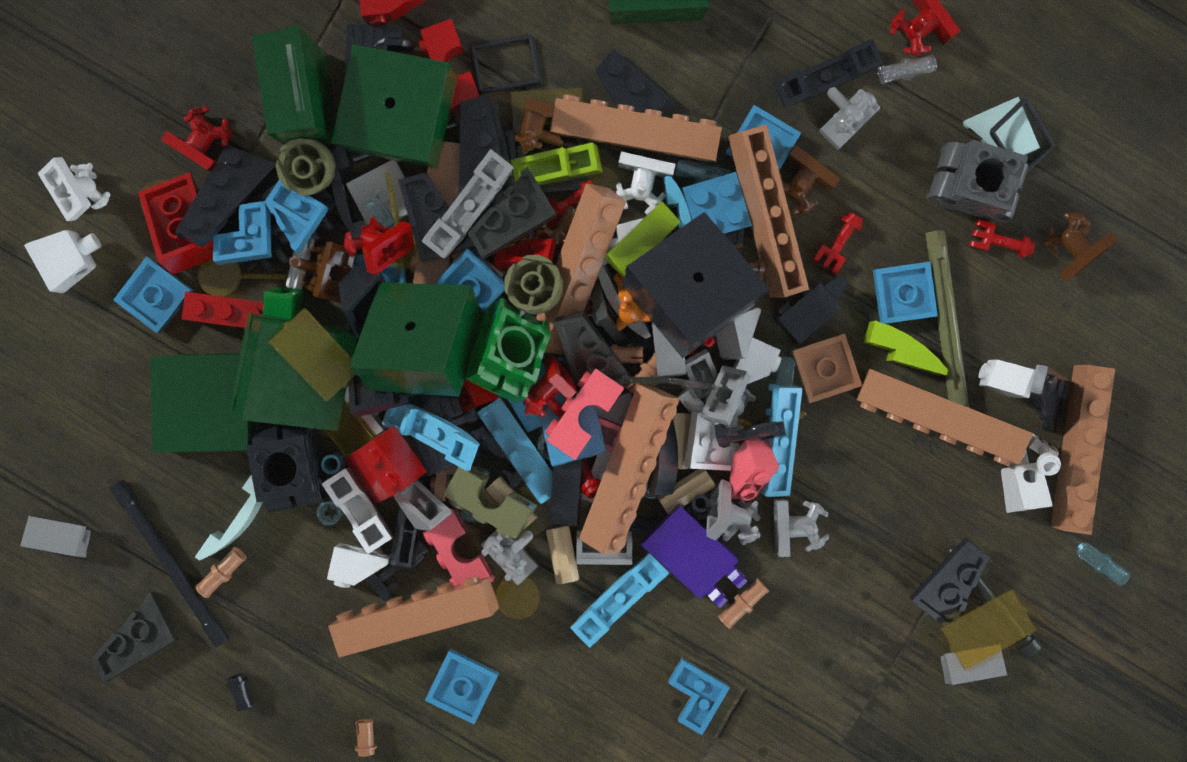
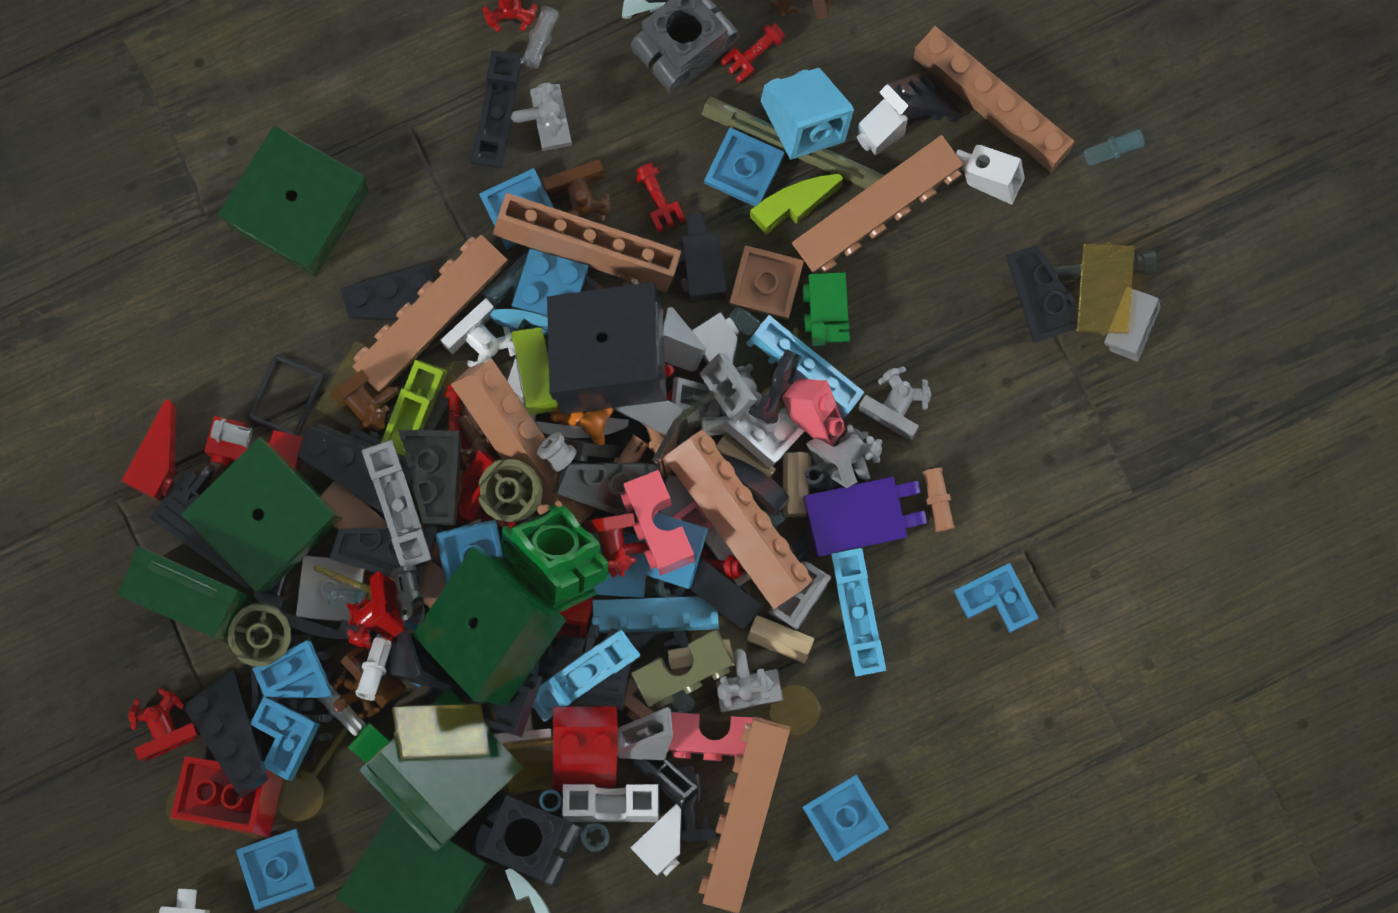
camera: 55 degrees left, 10 degrees down
(72, 192) = (126, 873): white piece -> none
(218, 309) = (337, 807): red arch -> none
(334, 270) = (374, 668): none -> white axle
(402, 262) = (408, 593): none -> pearl dark grey piece
(445, 40) = (231, 433): none -> light grey pin
(587, 300) = (556, 452): none -> light grey wheel
(835, 428) = (827, 308): none -> green hinge
(982, 314) = (807, 112): none -> medium azure slope
(1048, 461) = (978, 137): white hinge -> none

